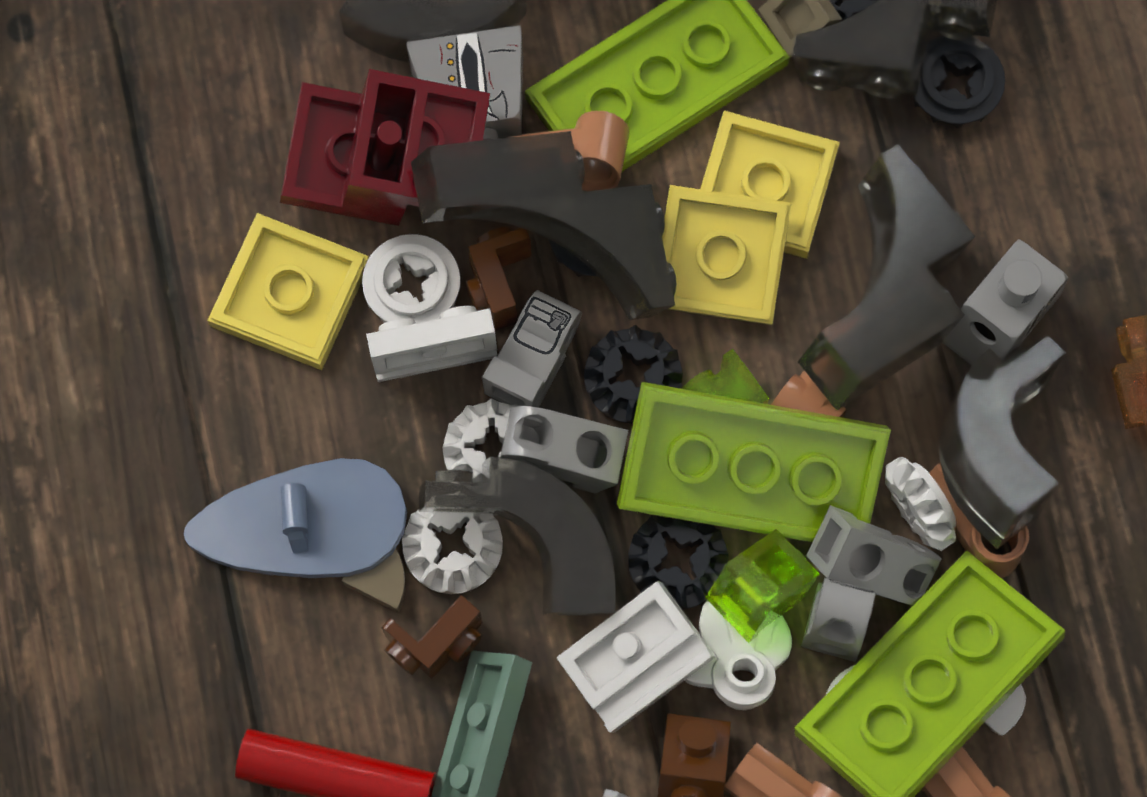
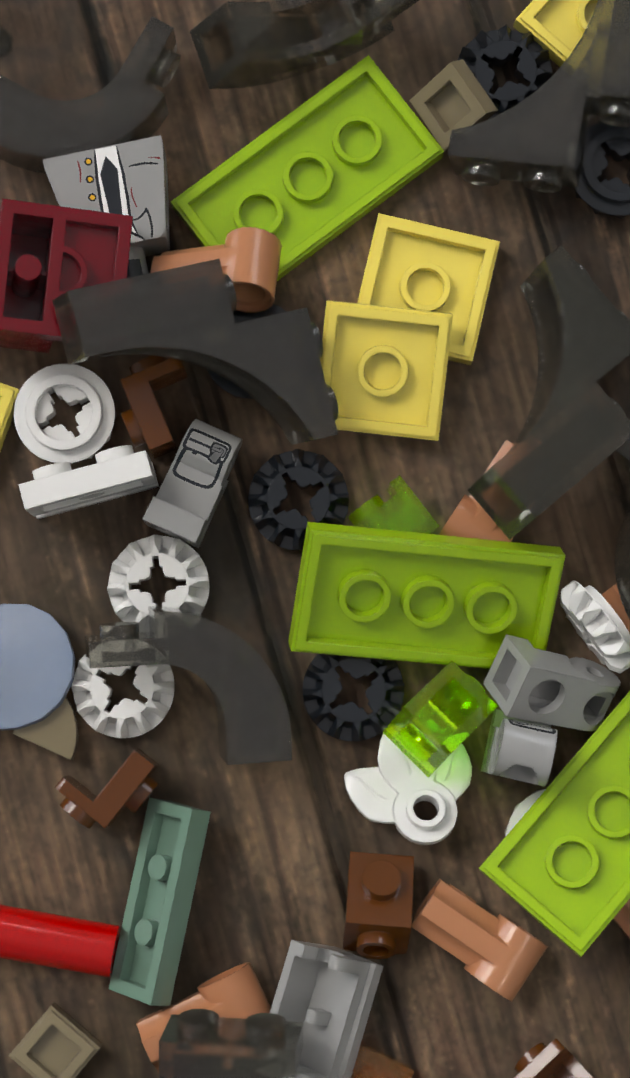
camera: 10 degrees left, 10 degrees up
(566, 446) = (231, 587): light grey leg -> none
(635, 657) = (315, 799): white plate -> none

